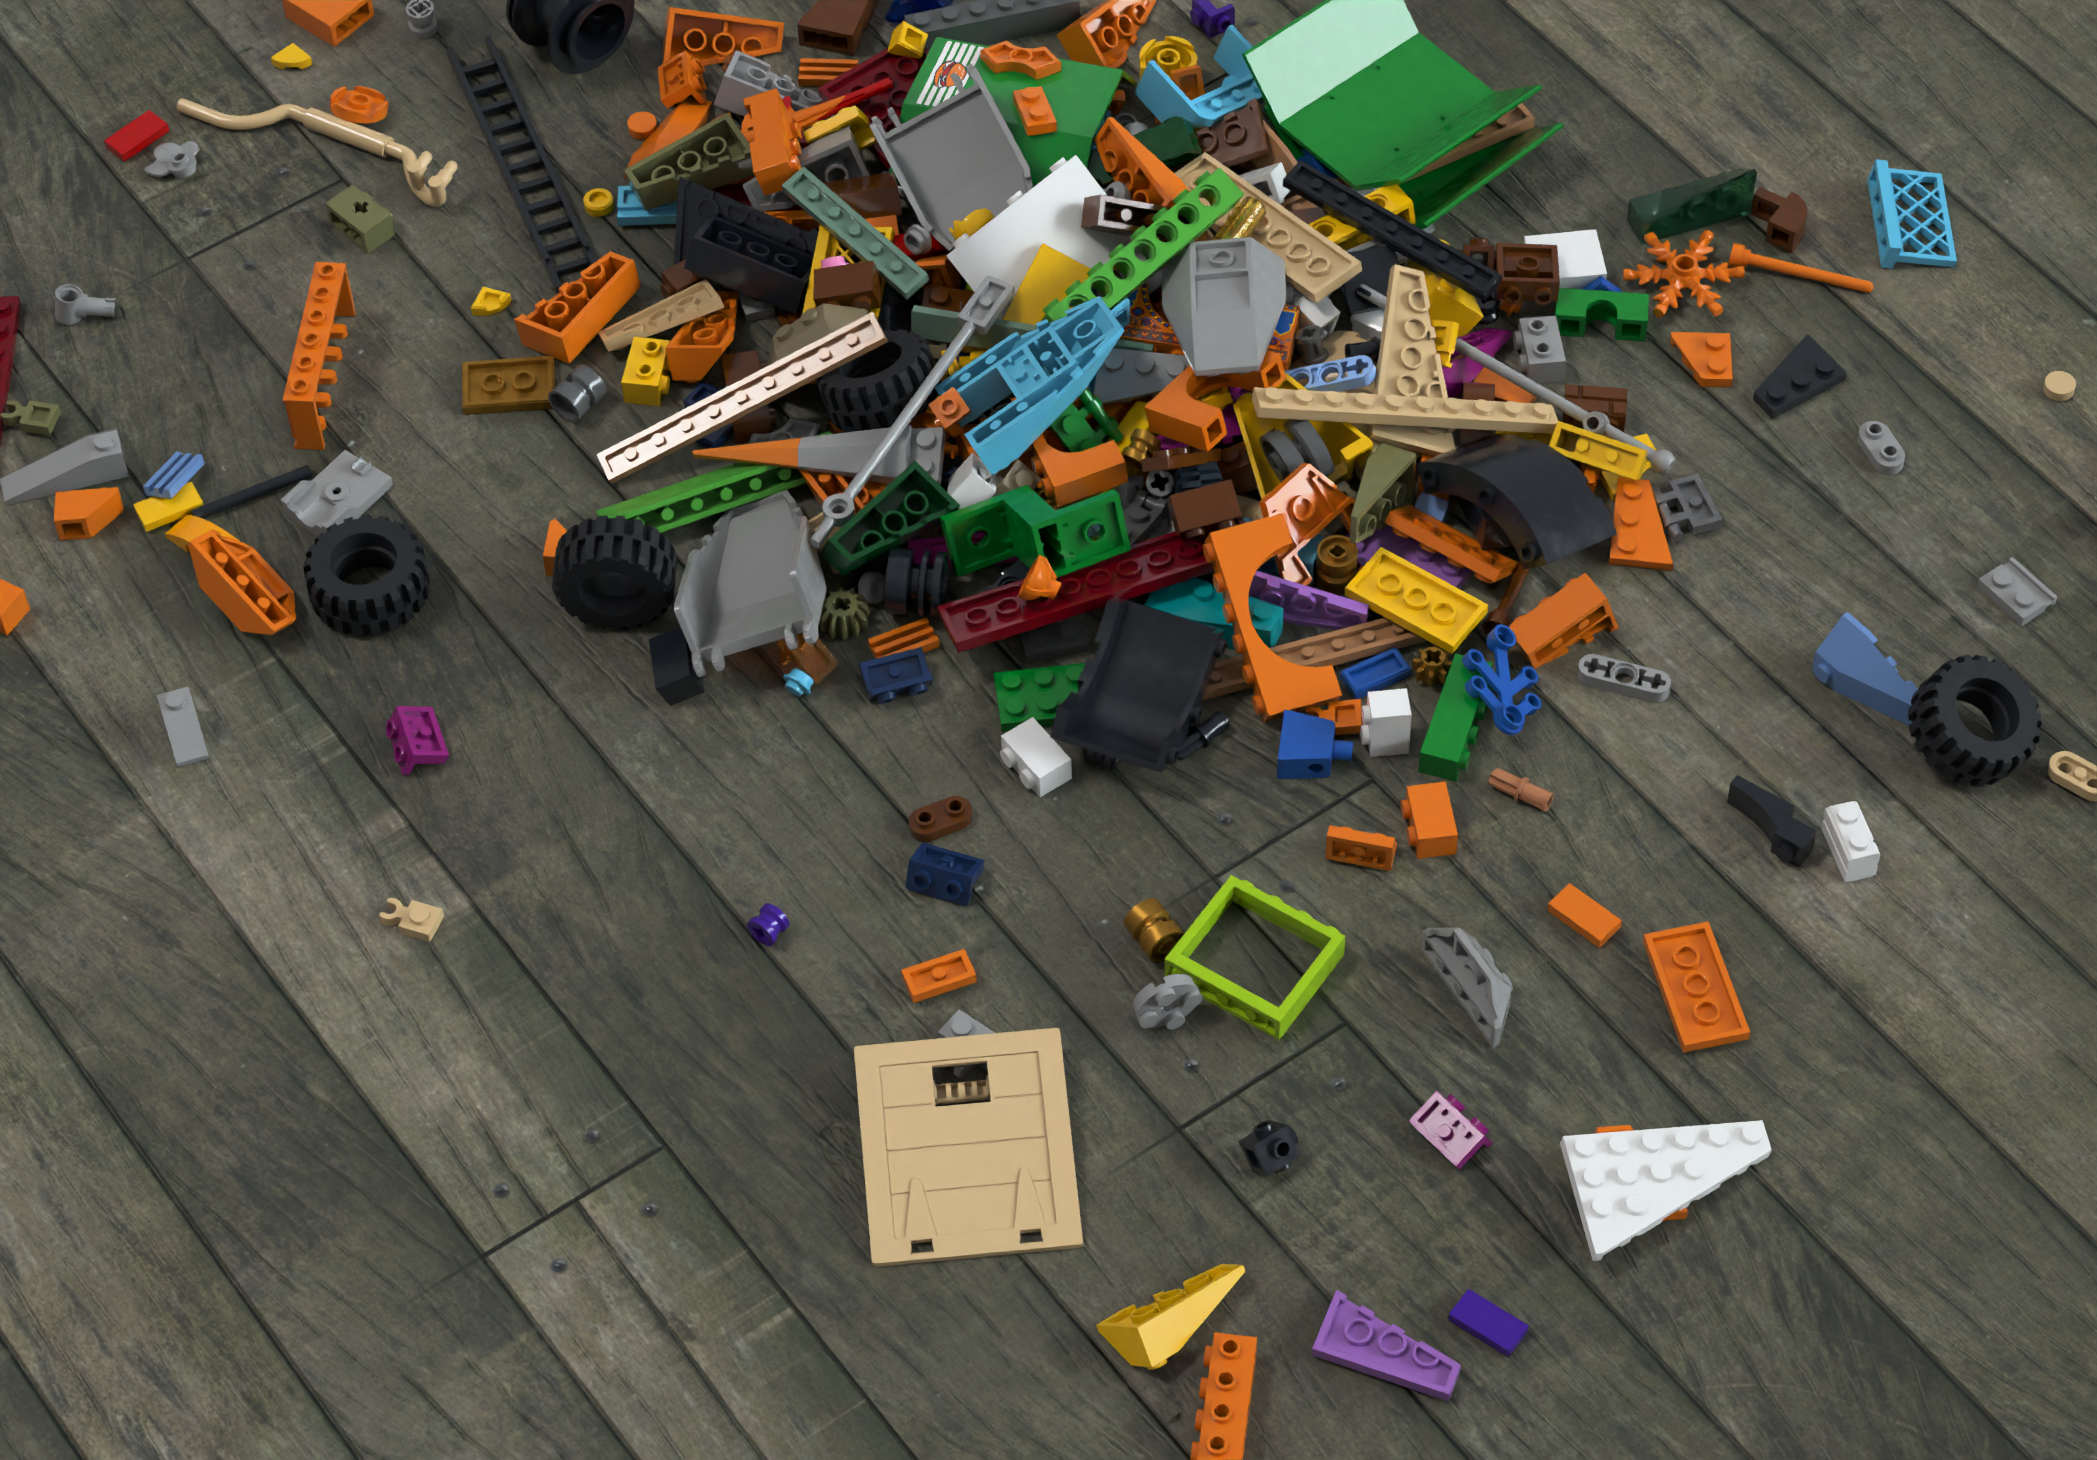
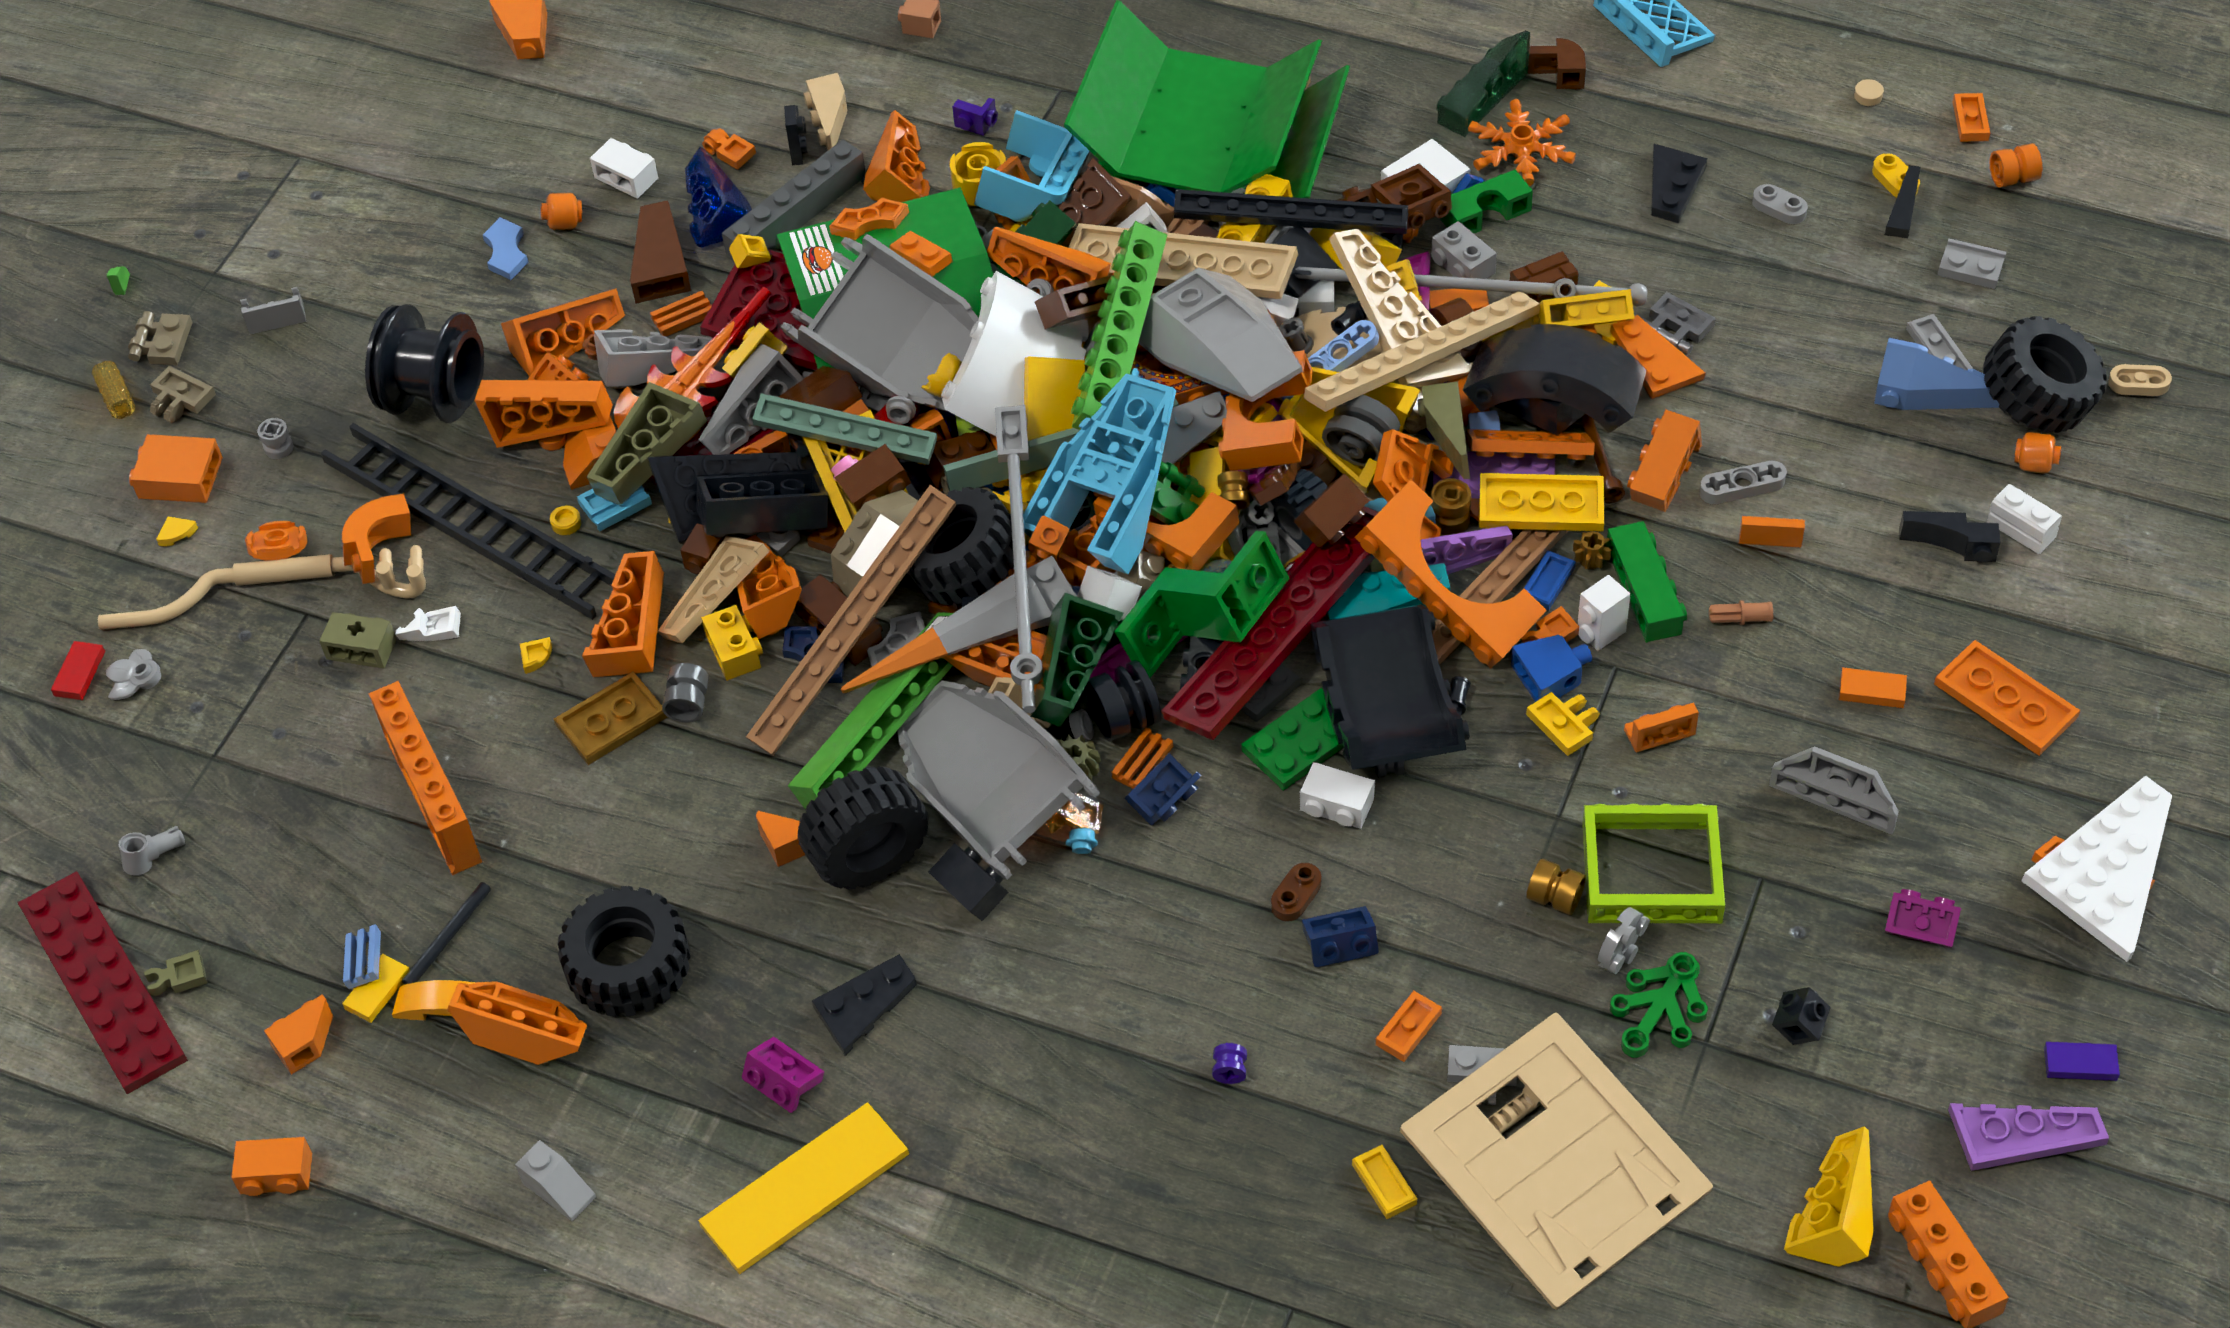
camera: 30 degrees left, 0 degrees up
(79, 464) = (253, 998): light grey wedge -> none
(315, 505) = (533, 916): light grey piece -> none
(365, 837) = (803, 1187): none -> yellow tile
(416, 920) = (911, 1235): tan plate -> none
(428, 238) = (432, 626): none -> white slope
(434, 128) = (370, 525): none -> orange arch
(523, 716) = (859, 1003): none -> black wing
(638, 95) = (540, 408): none -> orange wedge
(775, 143) = (710, 387): orange wedge -> none
(818, 1088) = (1384, 1181): none -> yellow tile
(1039, 581) = (1241, 642): orange piece -> none
(1165, 1072) = (1660, 1001): none -> green plant
(1242, 220) = (1171, 263): clear yellow axle -> none
(1278, 800) = (1561, 723): none -> yellow hinge
(1430, 820) = (1695, 675): orange brick -> none
(1506, 715) = (1665, 530): blue plant -> none
(1608, 733) = (1771, 531): none -> orange tile
(1706, 356) = (1591, 198): orange wing -> none
(1743, 257) = (1553, 108): orange piece -> none
(1916, 648) = (1931, 334): none -> light grey tile
(1917, 789) = (2037, 452): none -> orange head
(1990, 508) = (1901, 214): none -> black piece
(2016, 469) = (1890, 172): none -> yellow plate

